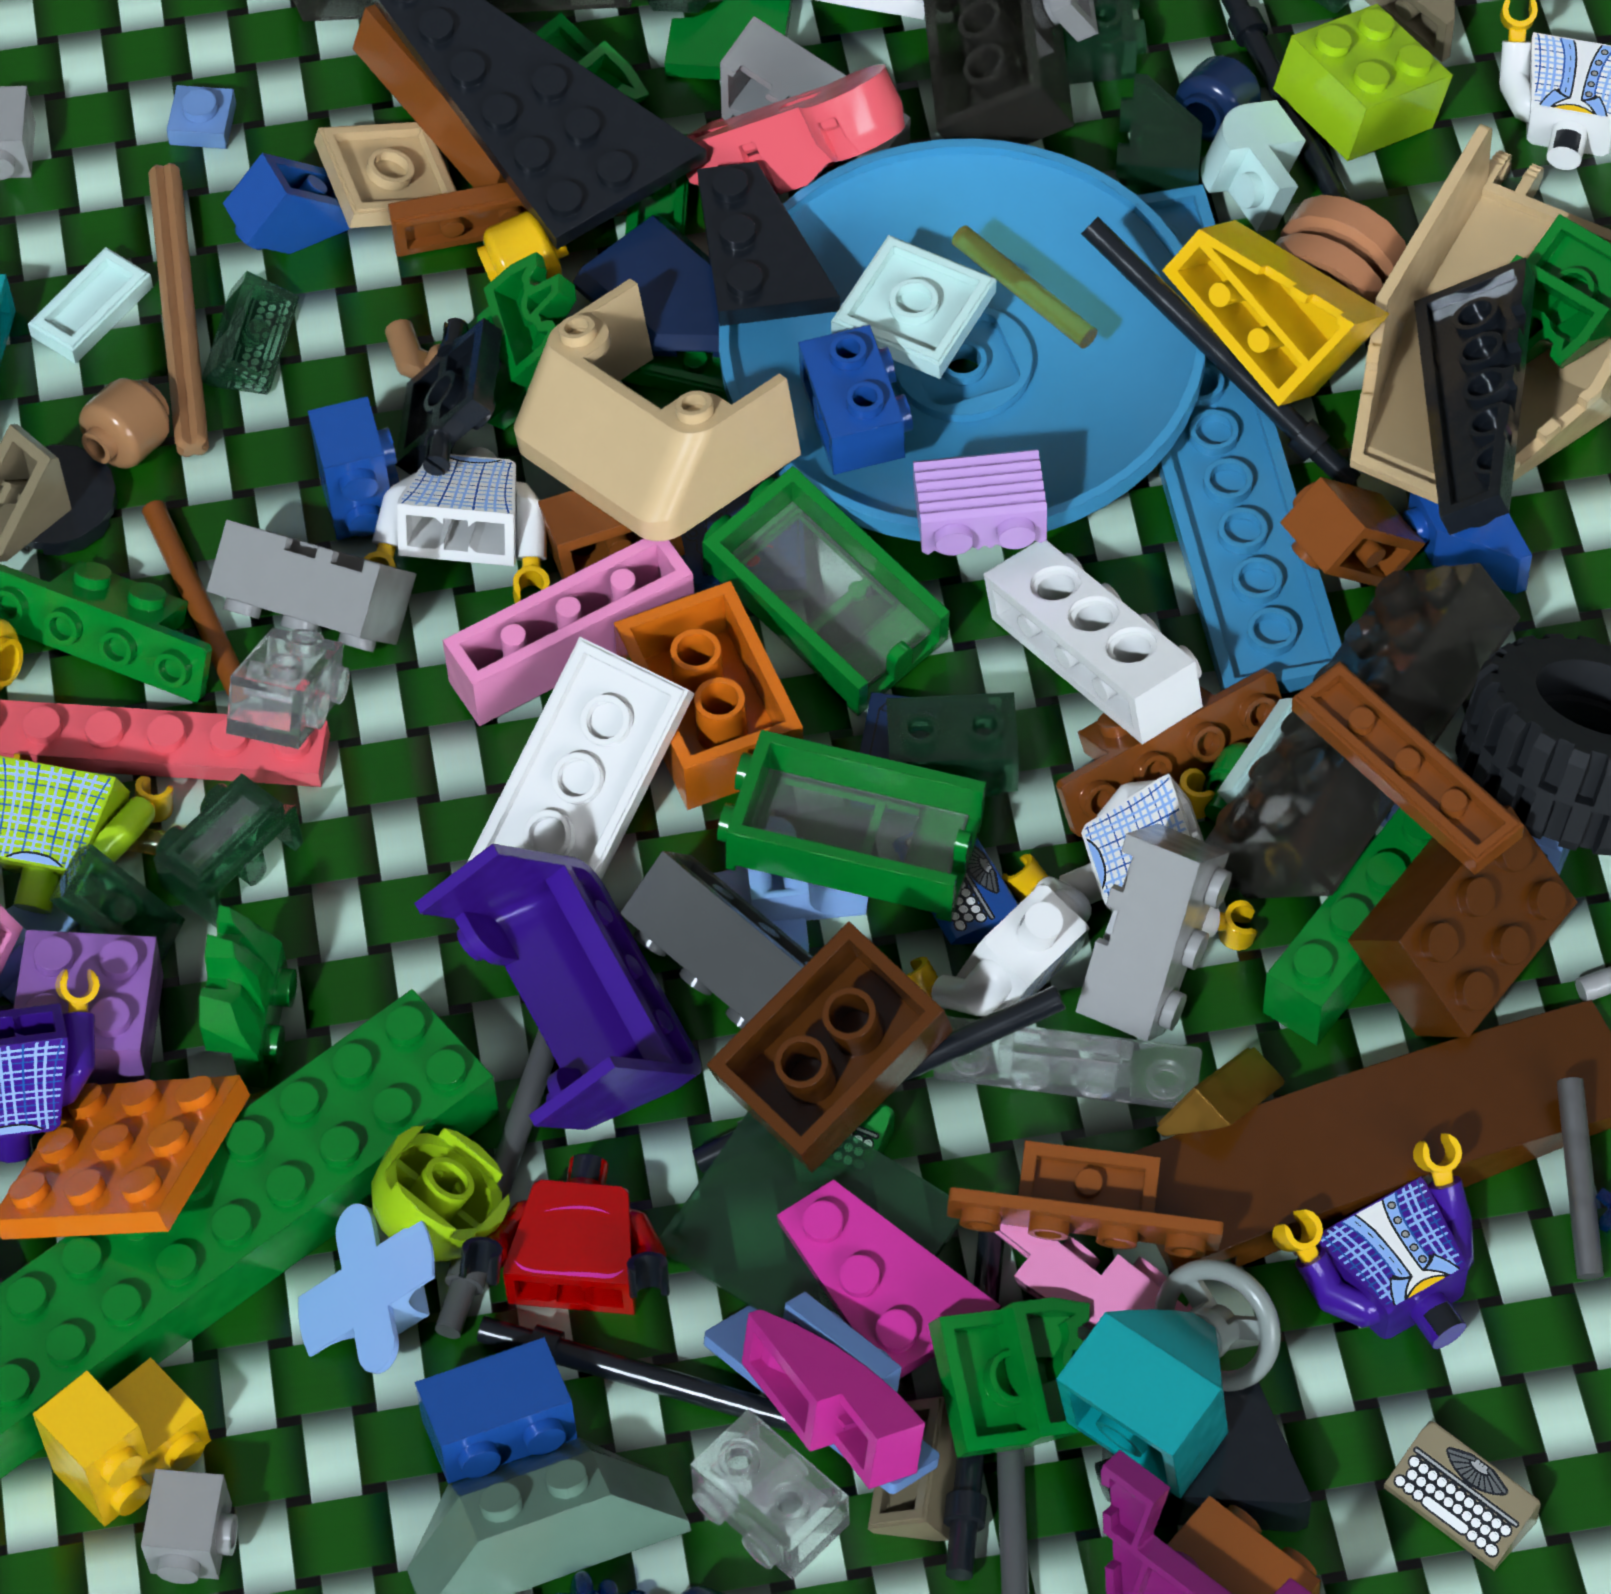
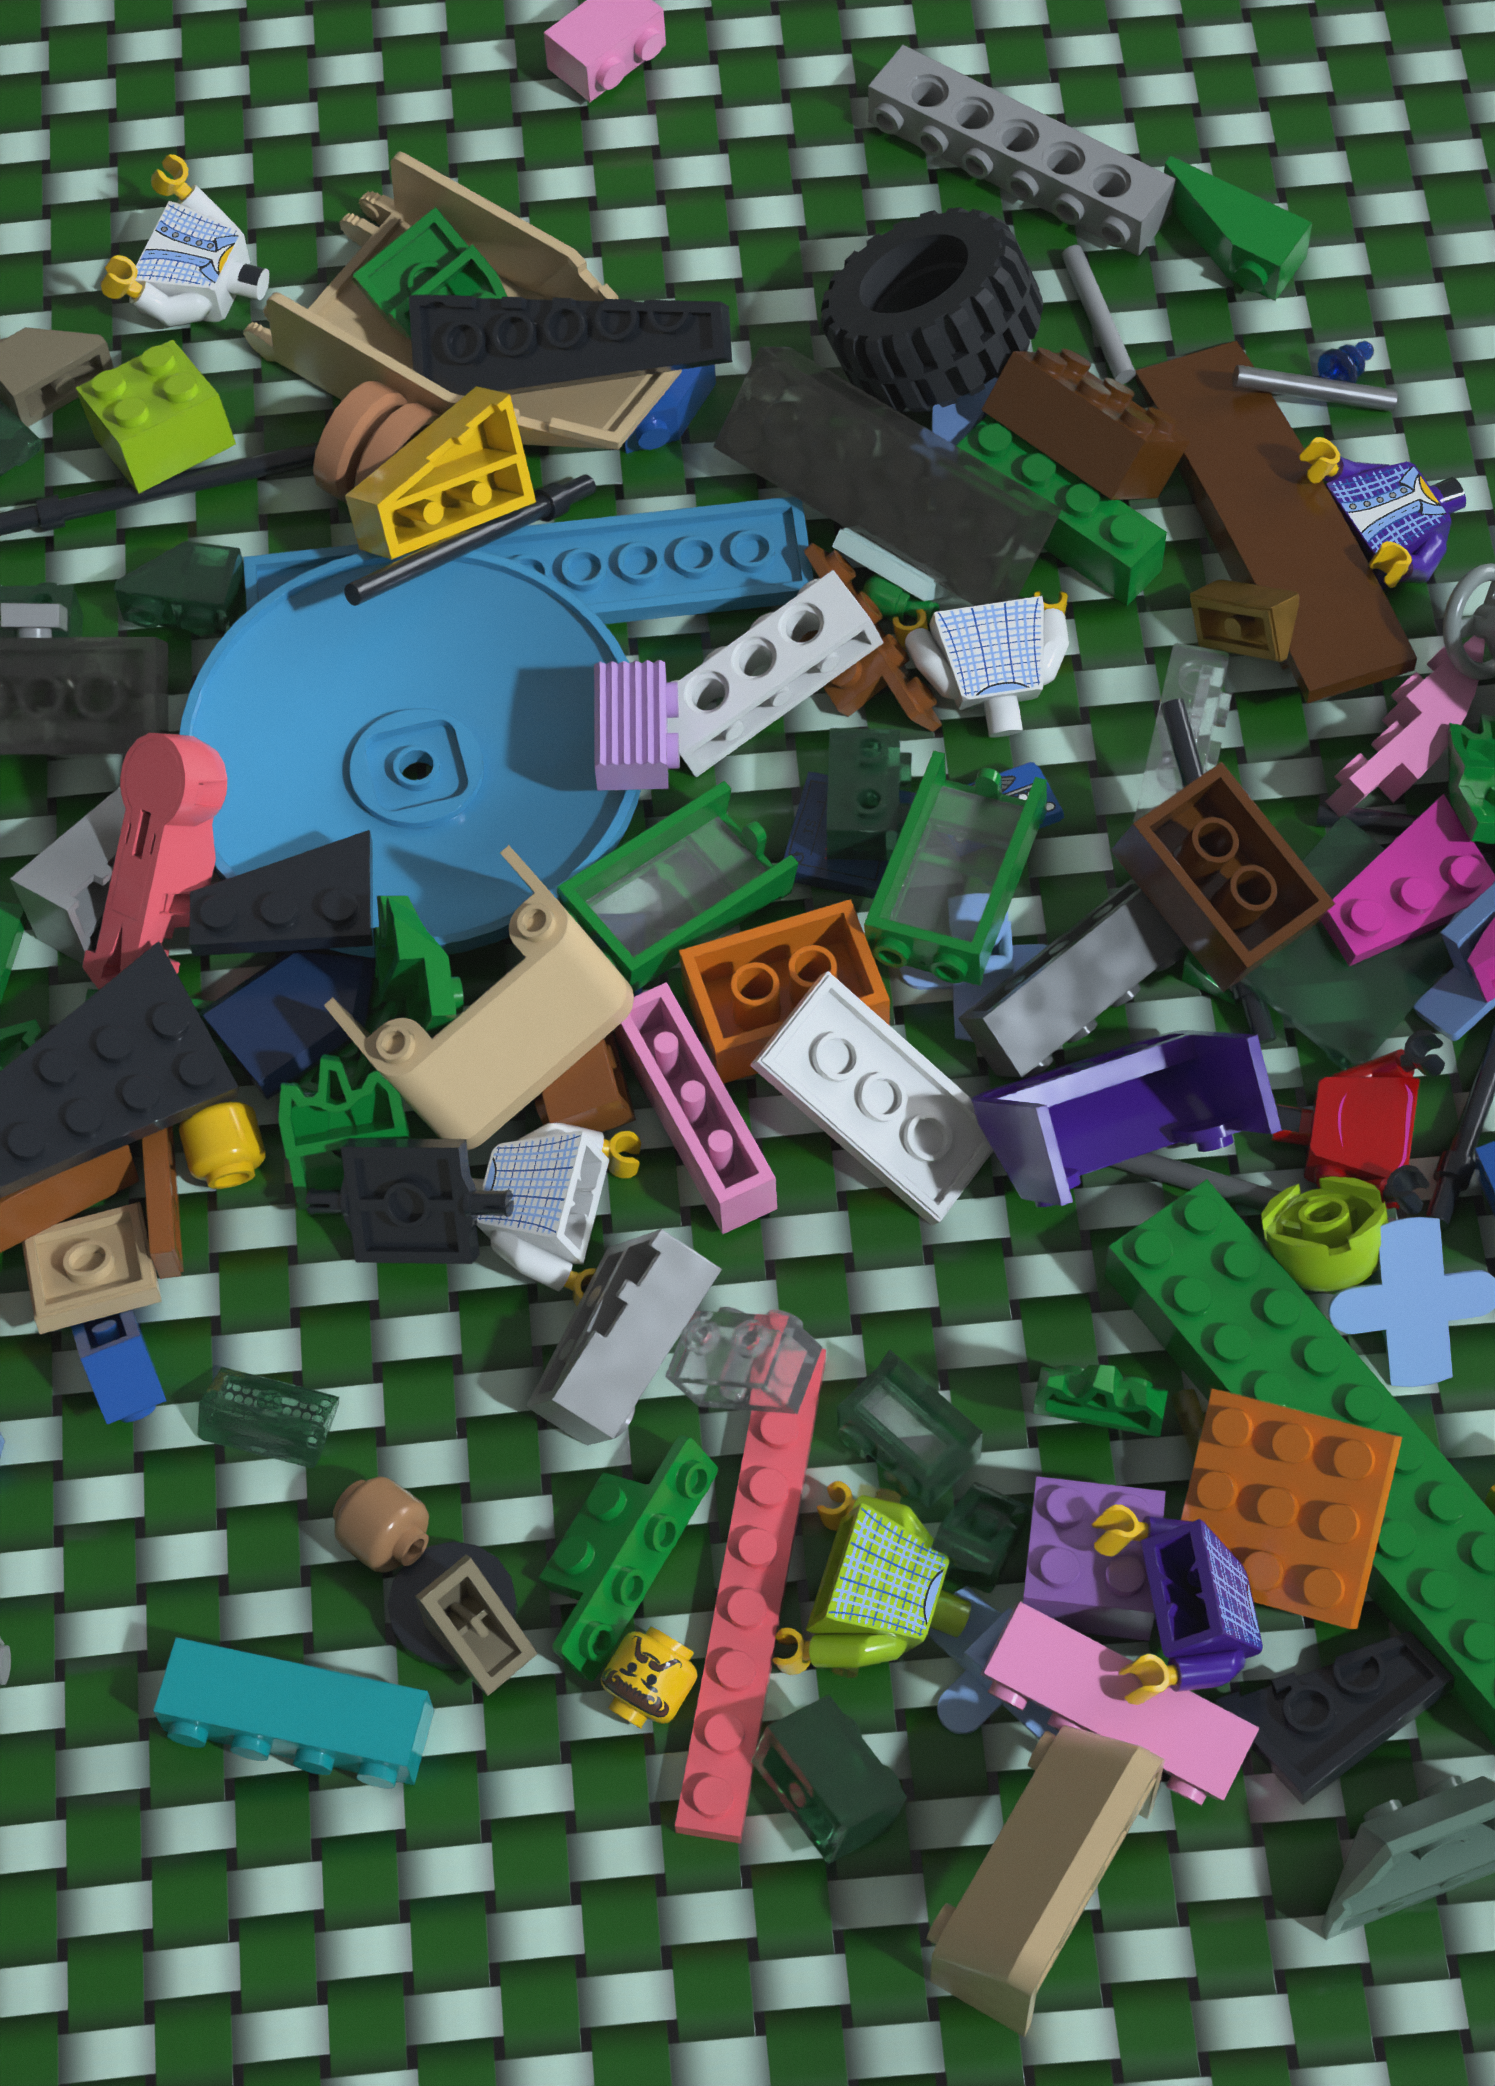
camera: 85 degrees left, 5 degrees up
(90, 305) = (199, 1574): light aqua tile -> none
(178, 310) = (214, 1482): medium nougat axle -> none
(191, 589) = (590, 1469): dark orange bar -> none
(353, 464) = (487, 1291): blue brick -> none
(406, 348) = (326, 1257): medium nougat arm -> none
(682, 339) = (414, 966): none -> green plate
(854, 399) = (496, 812): blue brick -> none
(916, 304) = (384, 774): light aqua tile -> none
(1019, 951) = (1088, 759): white torso -> none
(1024, 286) = (376, 681): clear yellow bar -> none
(1086, 1194) = (1365, 704): dark orange bracket -> none
(1153, 931) = (1092, 635): light grey wedge -> none
(1215, 89) = (138, 533): dark blue head -> none
(1254, 161) = (235, 513): light aqua brick -> none
(1350, 532) = (674, 468): dark orange brick -> none
(1407, 768) = (974, 414): dark orange tile -> none

